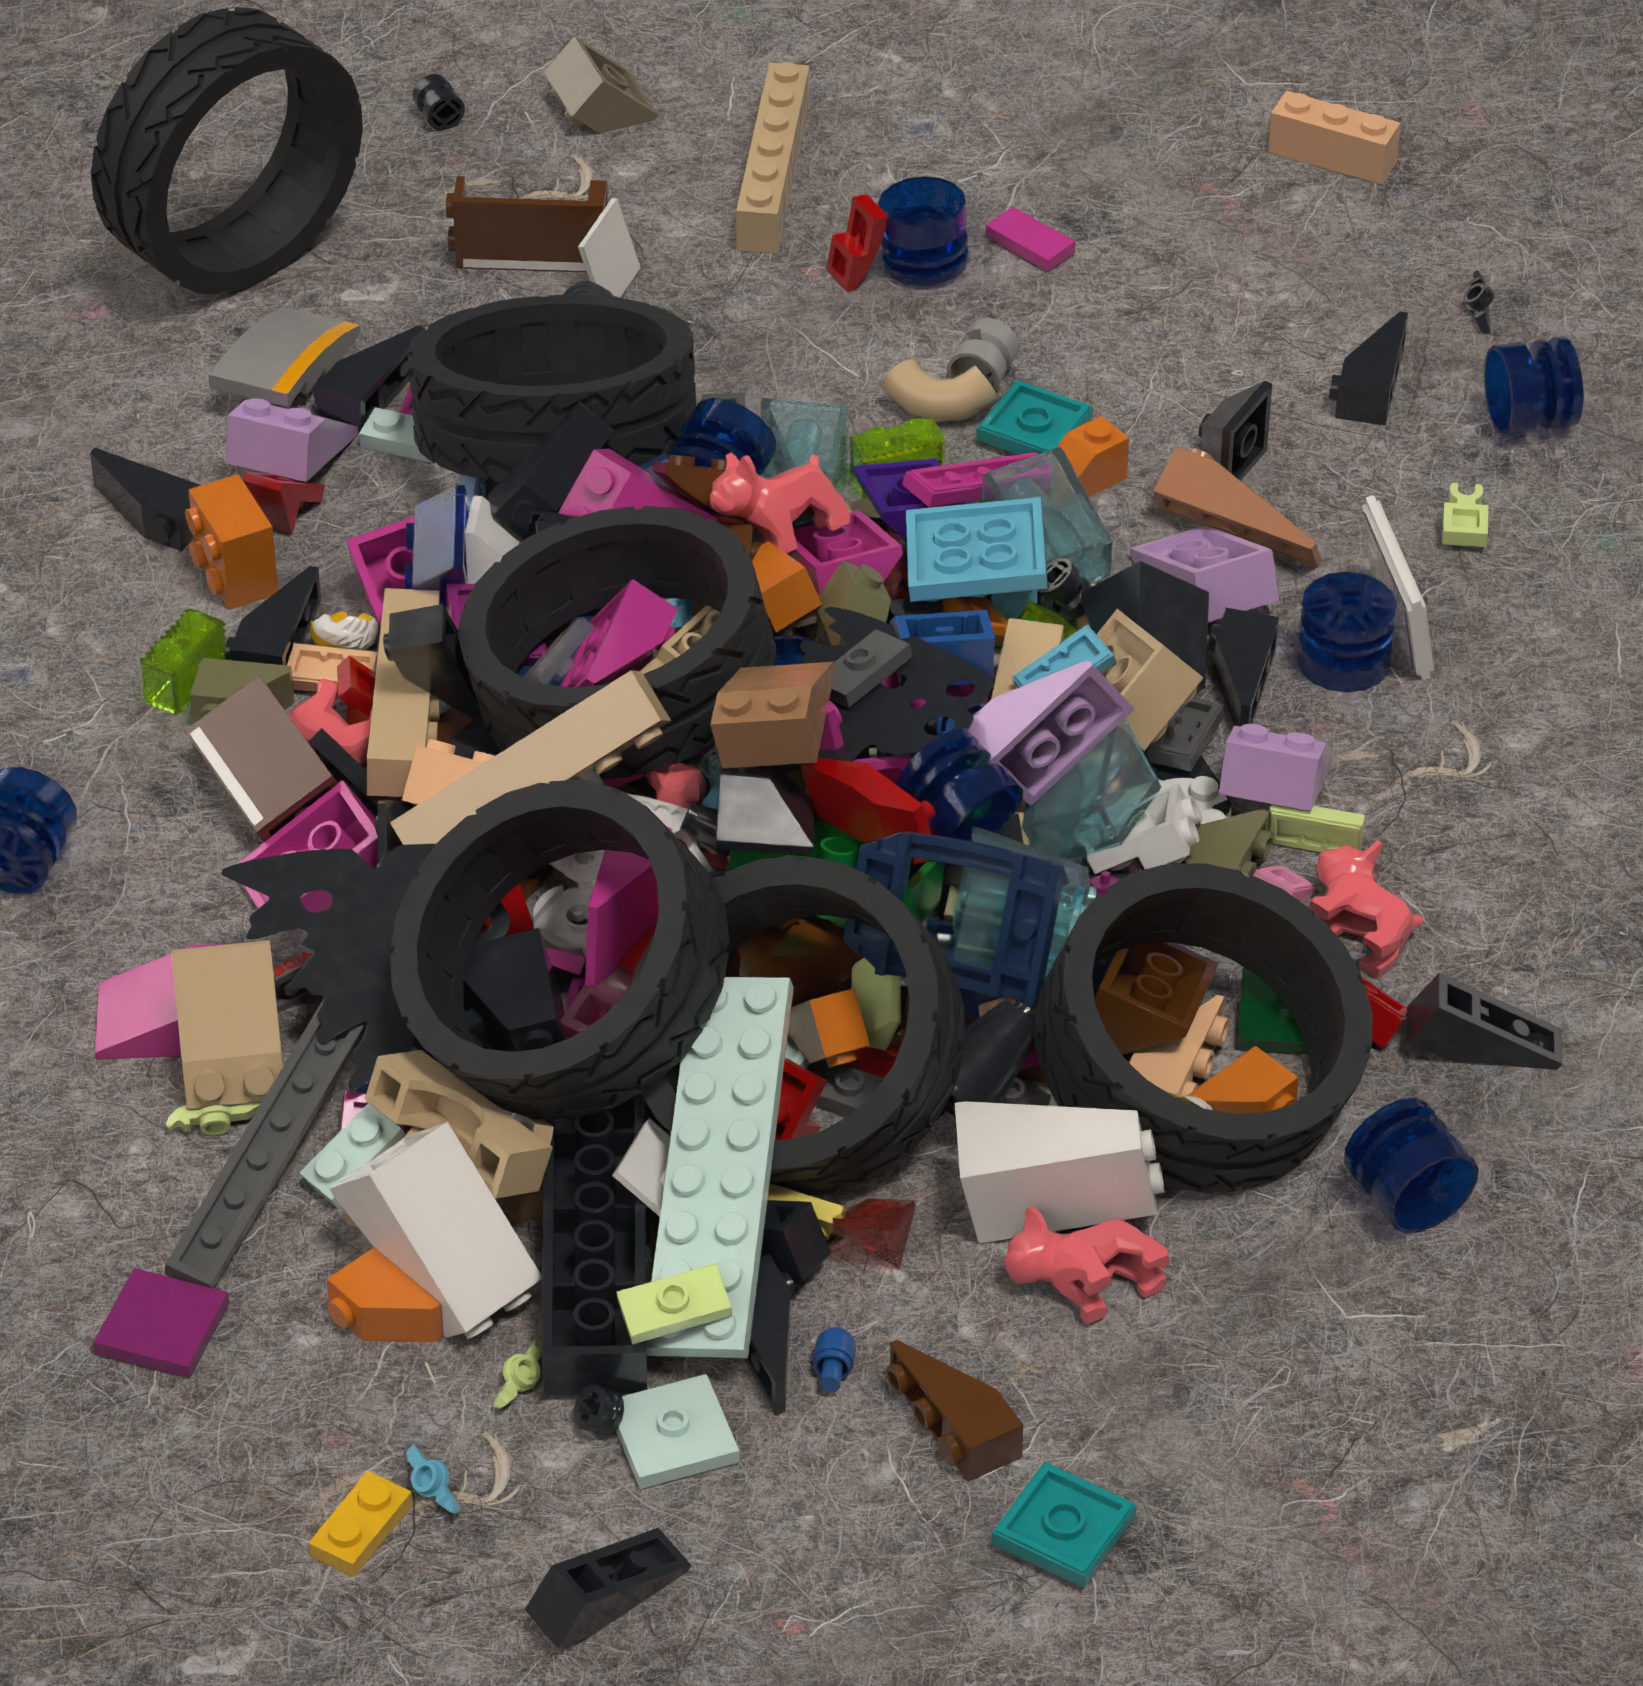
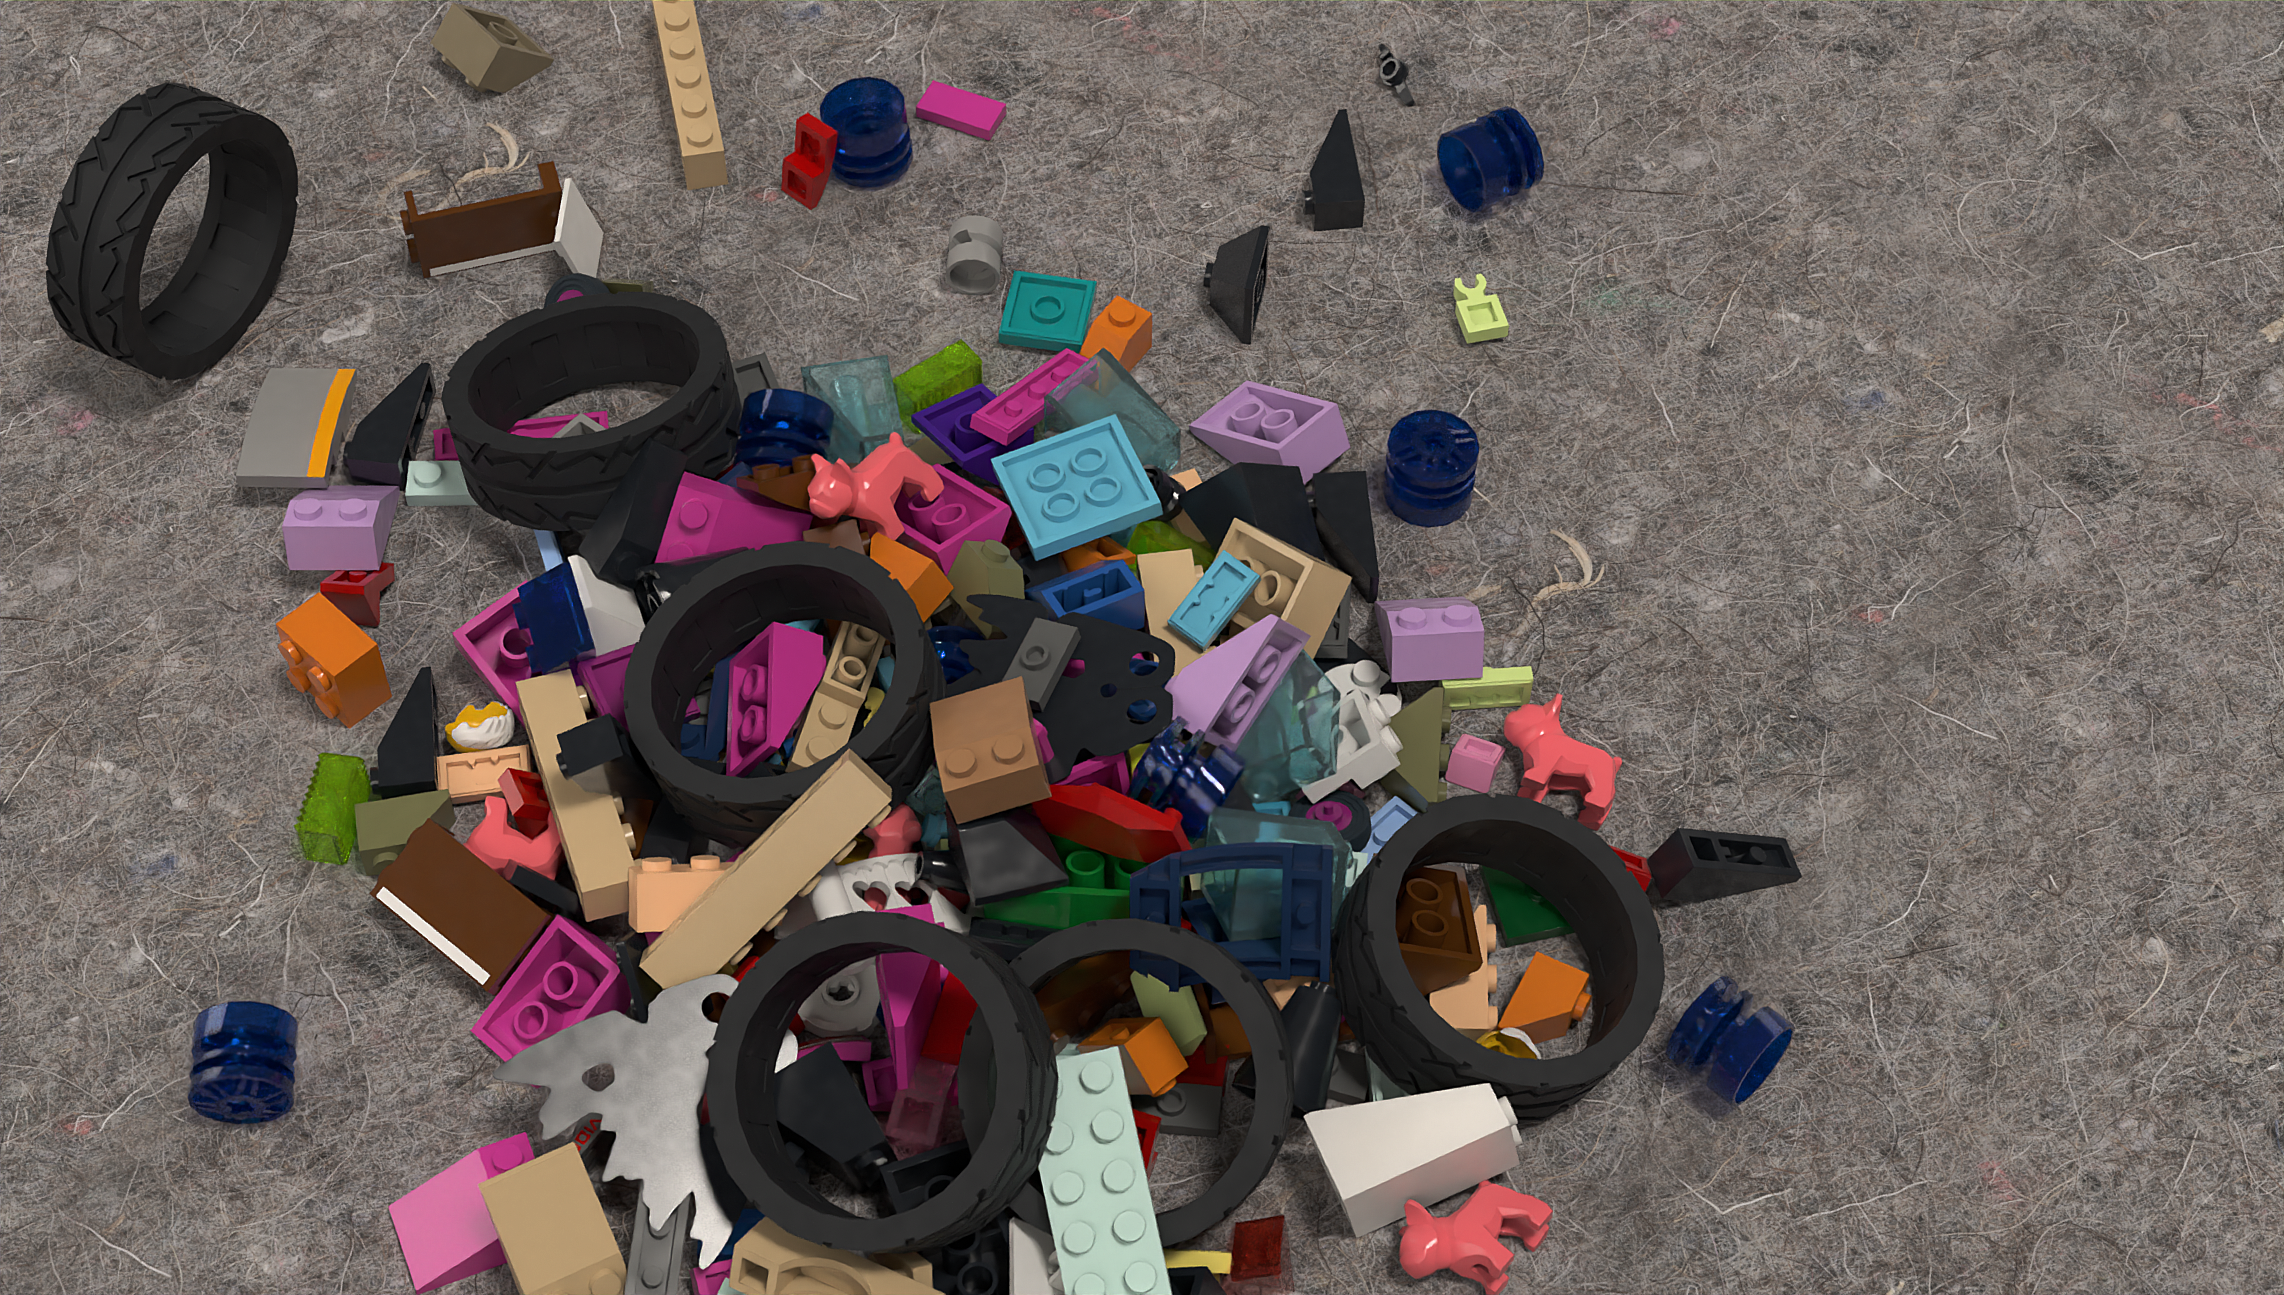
camera: 20 degrees left, 10 degrees up
(145, 497) = (228, 629): black slope -> none
(438, 102) = (340, 102): black wheel -> none
(557, 658) = (717, 719): clear plate -> none
(939, 398) = (951, 309): tan cylinder -> none
(1209, 495) = (1248, 352): nougat slope -> none
(1391, 568) = (1447, 391): white piece -> none

